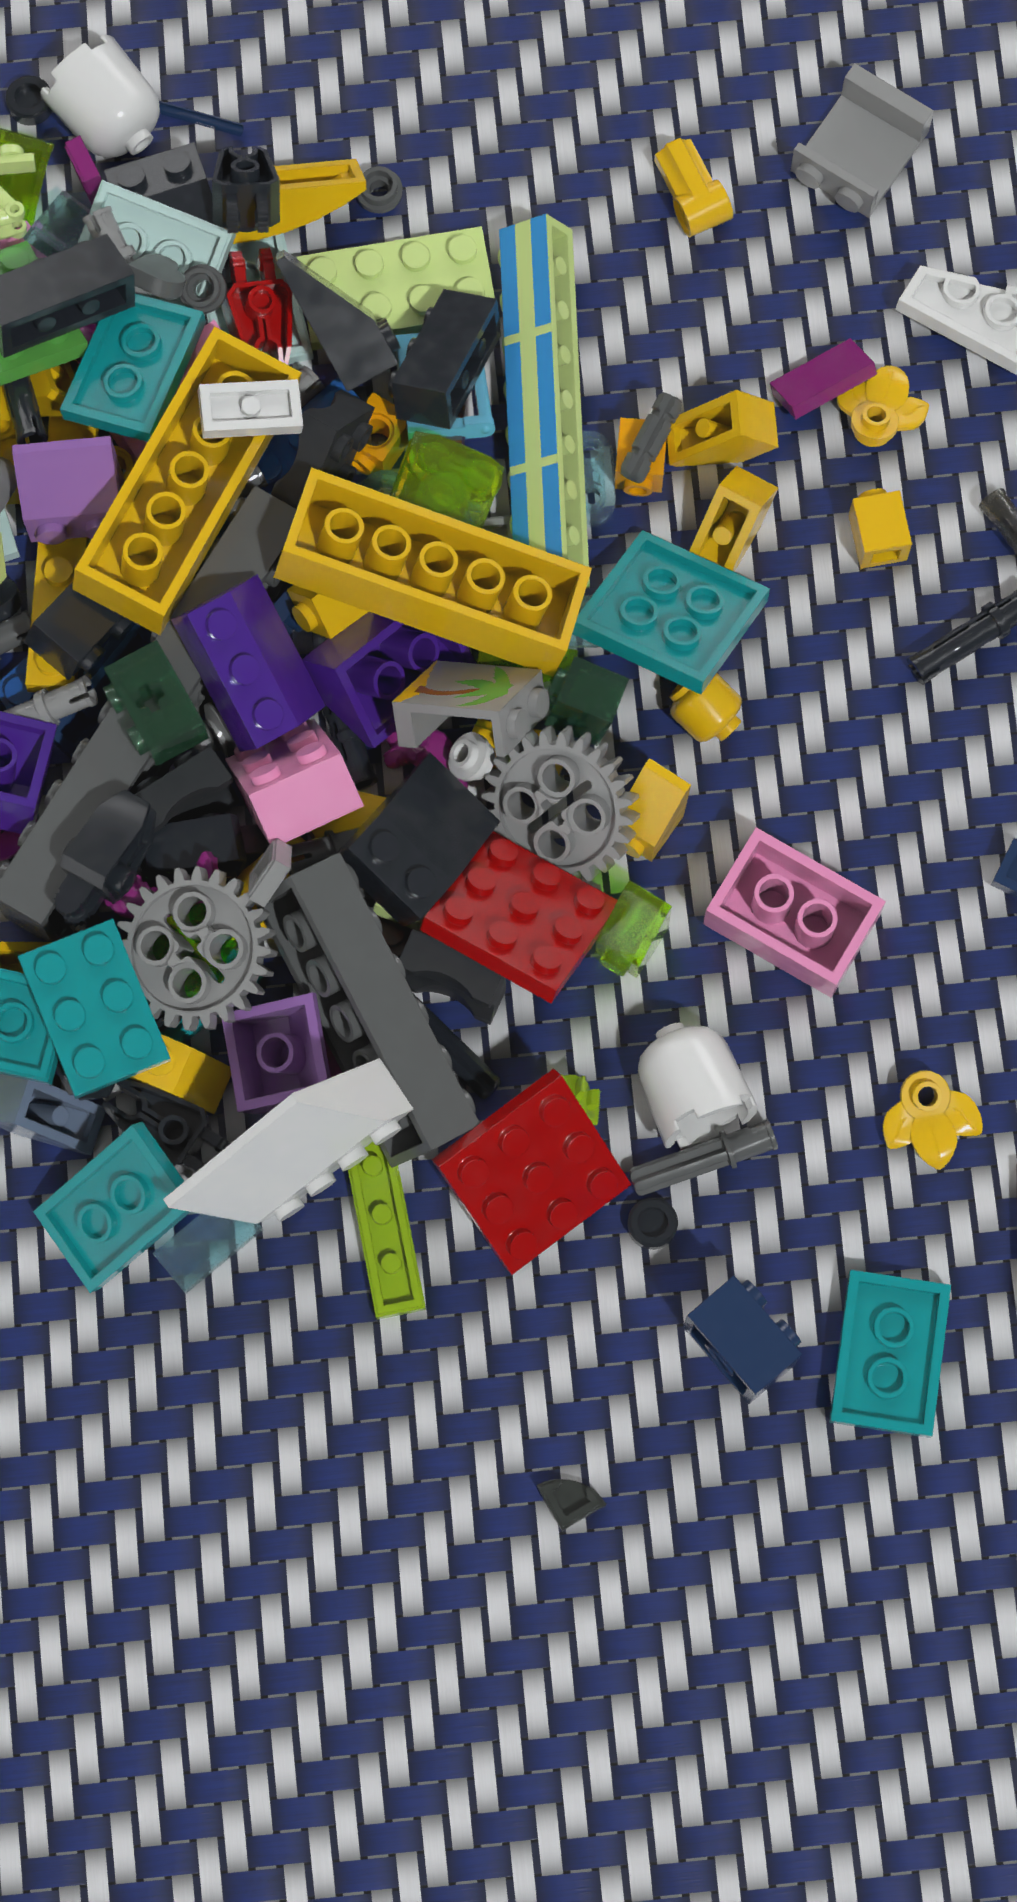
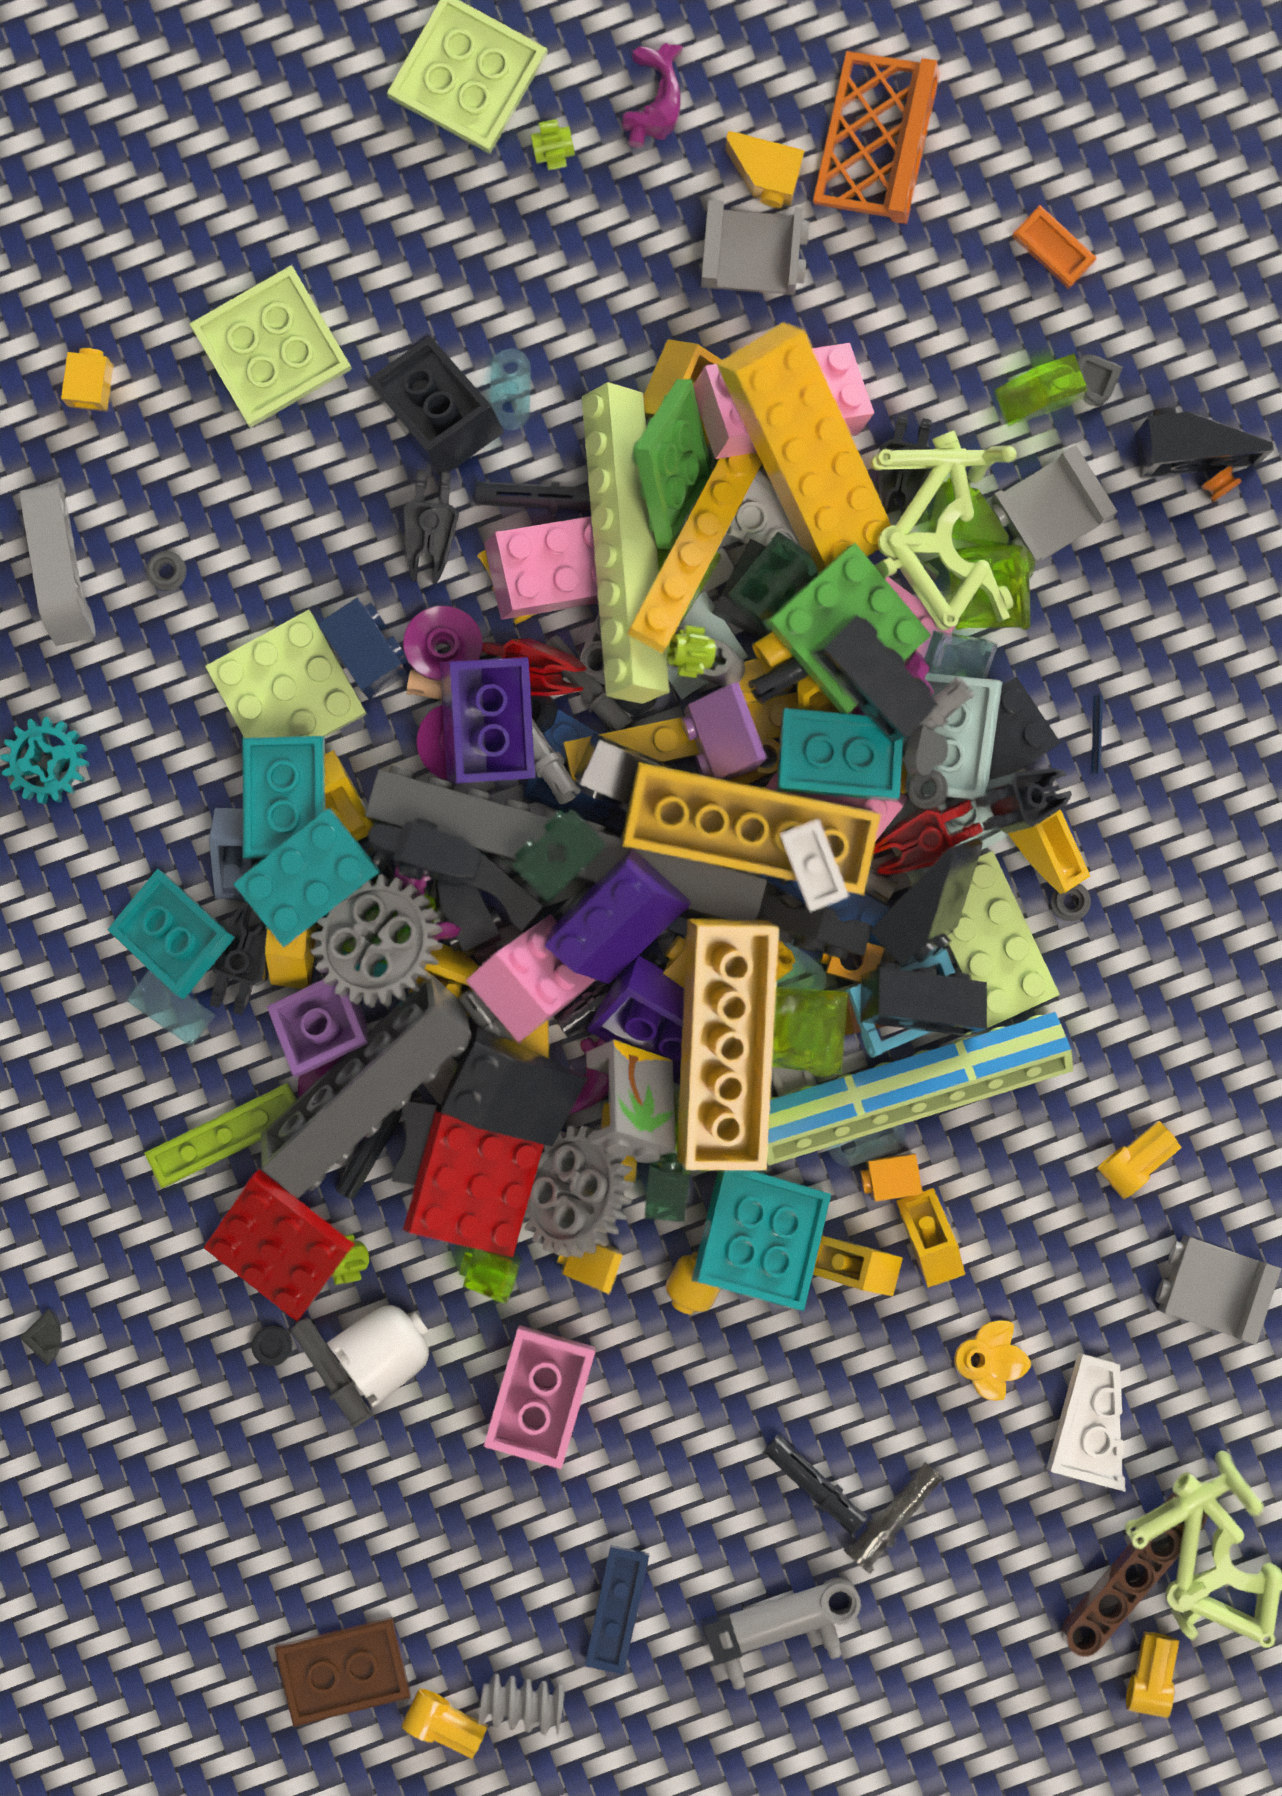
camera: 75 degrees right, 10 degrees up
(25, 101) = (1074, 592): black tile -> none
(84, 167) = (1010, 663): magenta tile -> none
(104, 99) = (1080, 658): white cylinder -> none
(269, 872) = (443, 985): light grey tile -> none
(297, 1148) = (242, 1067): white slope -> none
(471, 757) = (594, 1110): white plate -> none
(651, 437) = (901, 1184): dark grey axle -> none
(743, 1338) = (189, 1441): dark blue brick -> none
(823, 378) = (1000, 1308): magenta tile -> none
(879, 528) = (883, 1385): yellow brick -> none
(890, 1353) = (215, 1554): teal plate -> none
(931, 1126) = (404, 1546): yellow plate -> none

